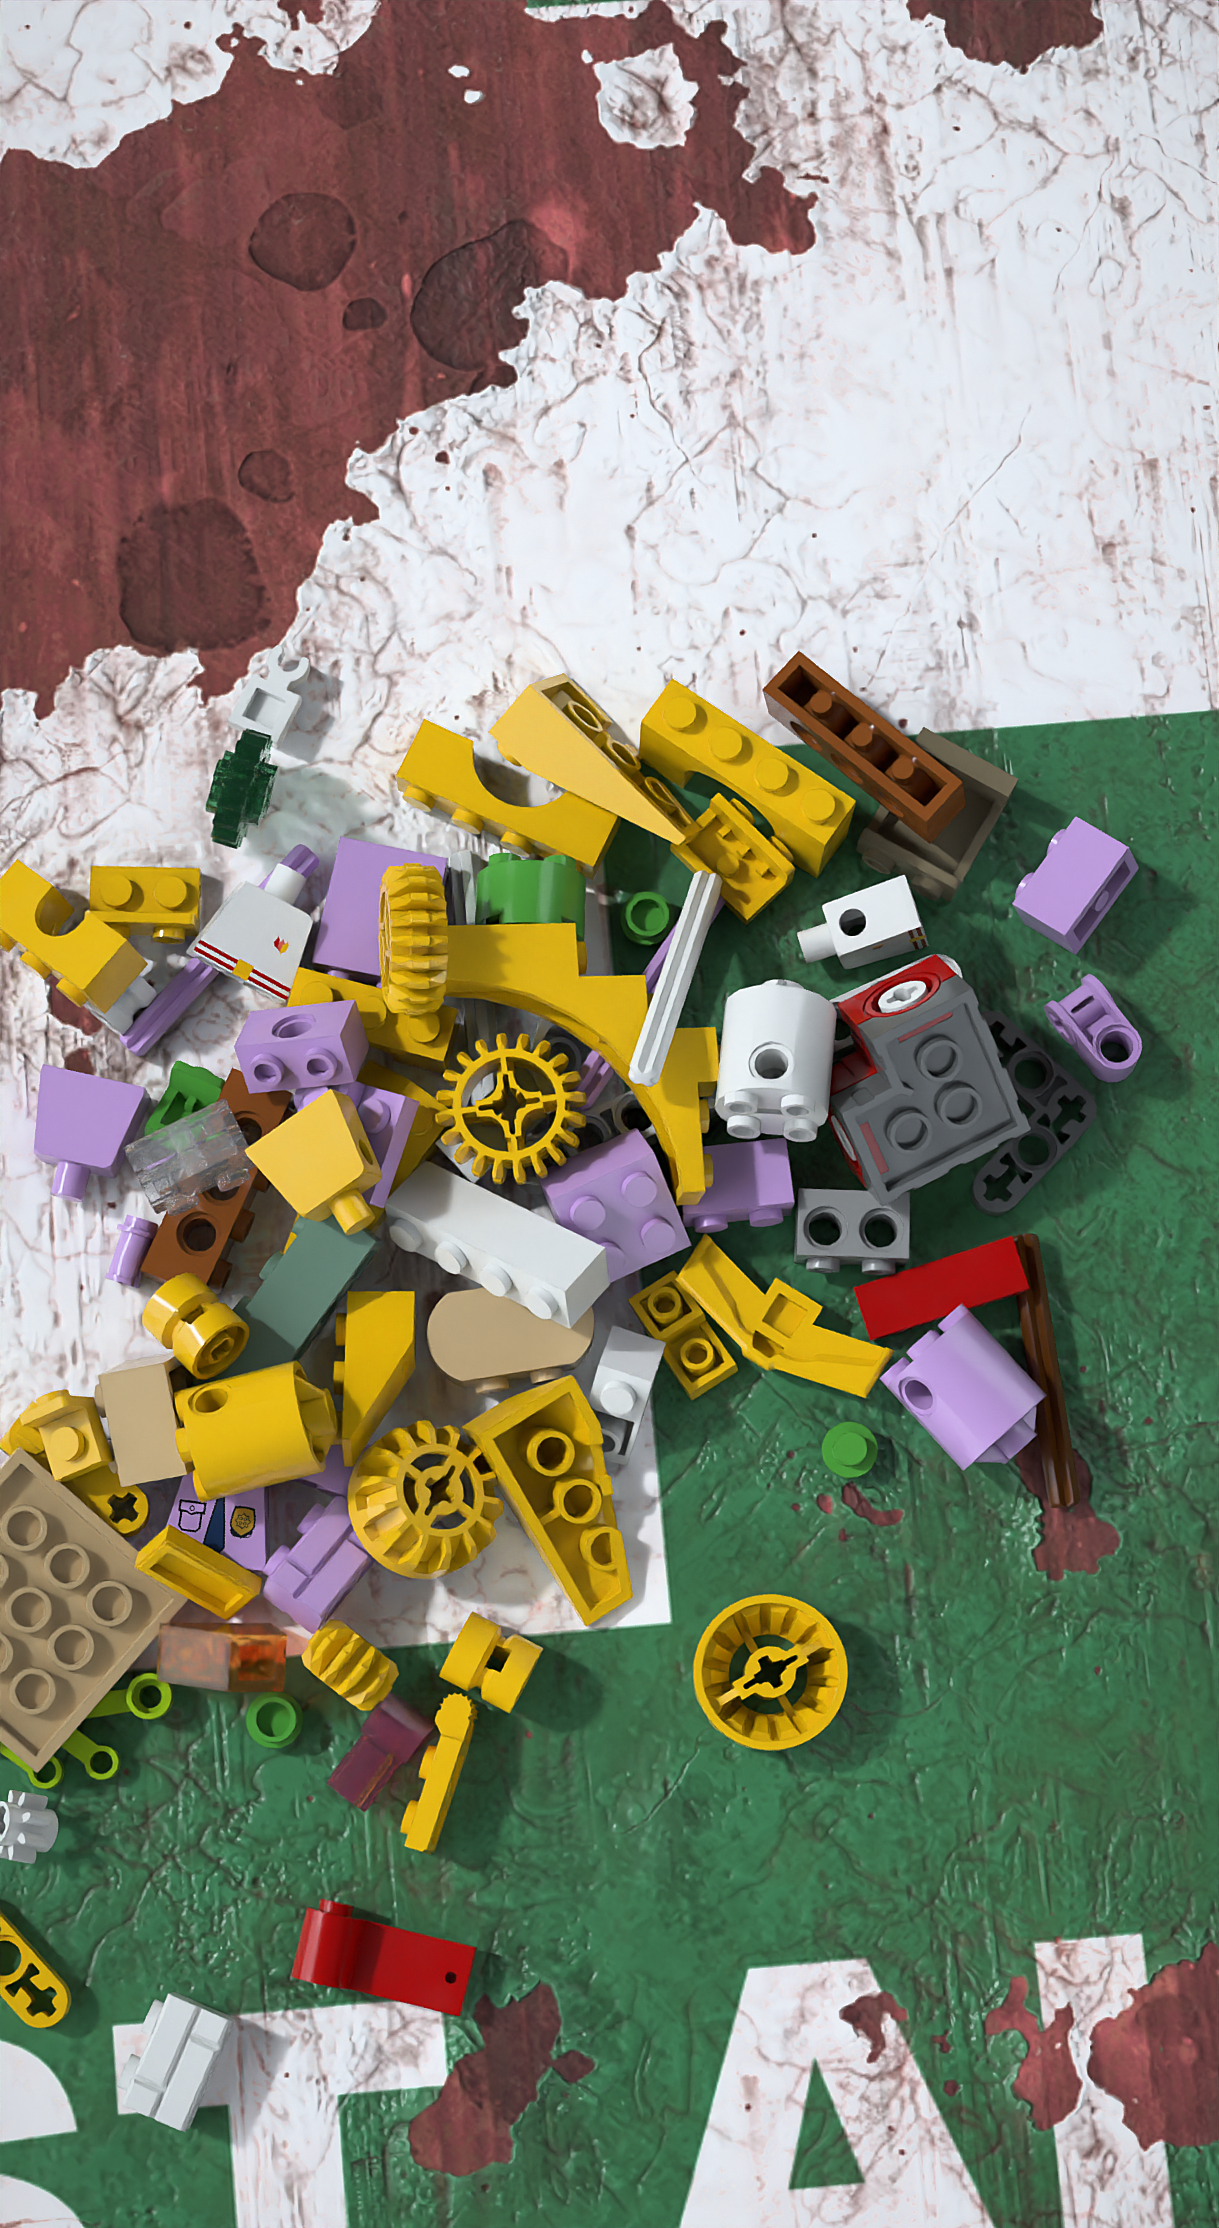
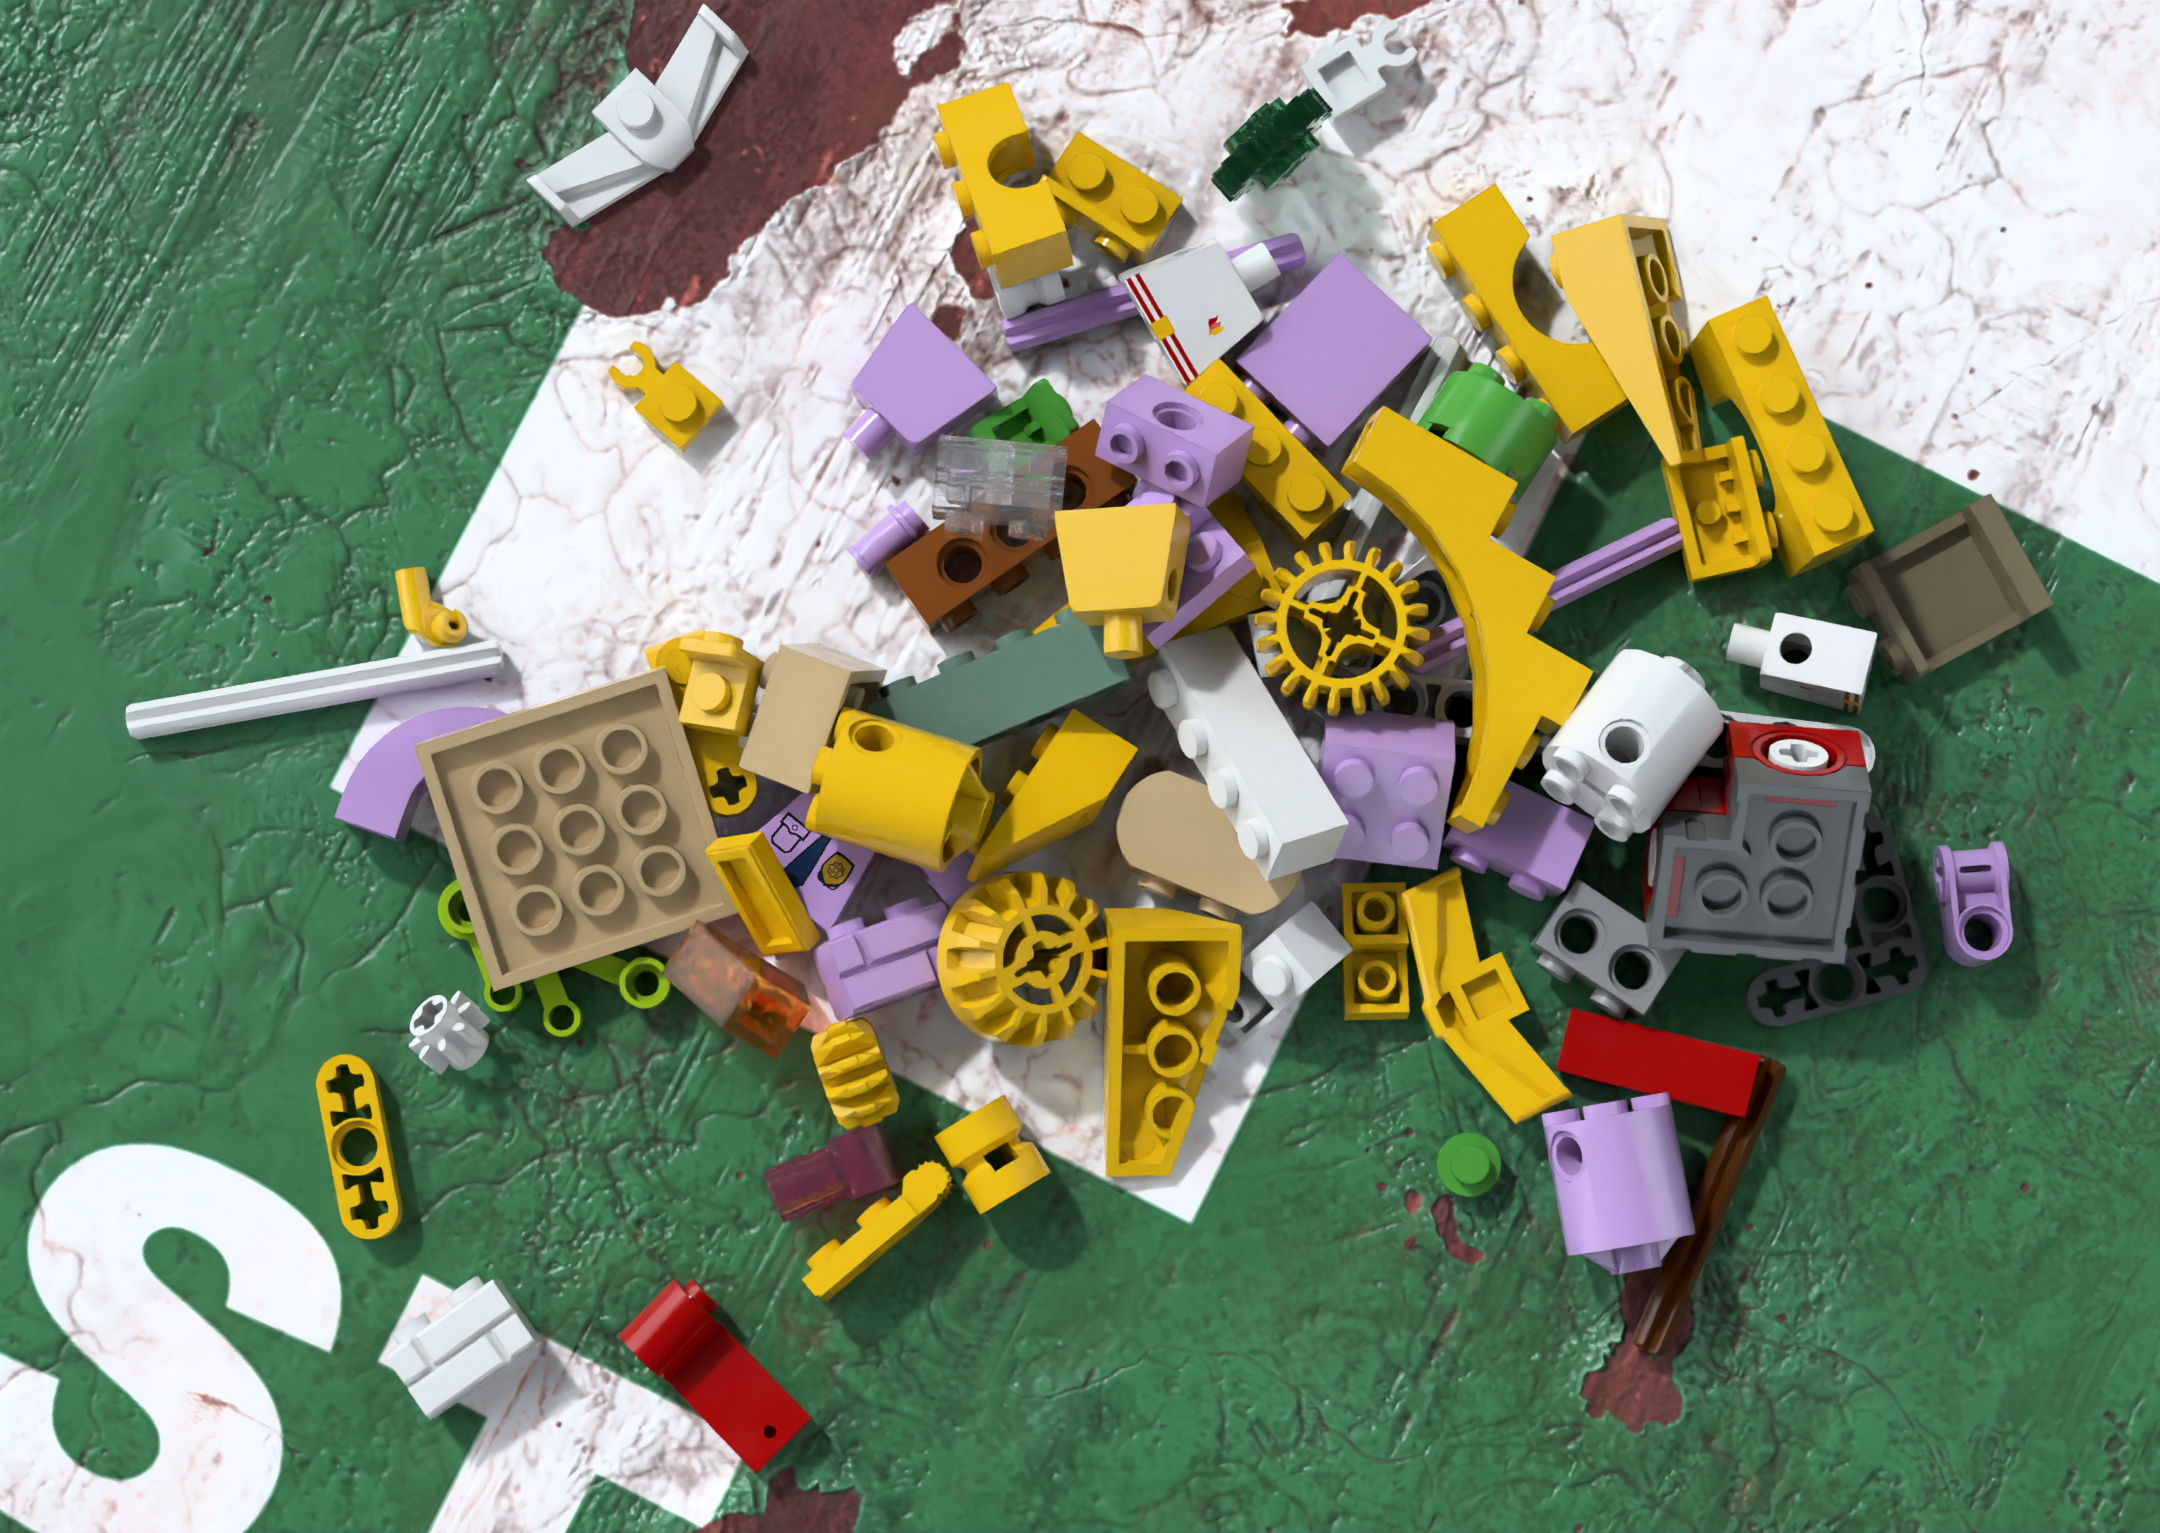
camera: 30 degrees right, 5 degrees up
(195, 1325) = (904, 653): yellow wheel -> none
(274, 1720) = (751, 1080): bright green plate -> none
(412, 939) = (1347, 401): yellow gear -> none
(647, 919) = (1594, 517): bright green plate -> none
(675, 979) = (1583, 598): white axle -> none
(814, 1645) = (1317, 1334): yellow gear -> none
(864, 747) = (1918, 478): dark orange brick -> none
(1074, 884) = (2043, 744): lavender brick -> none

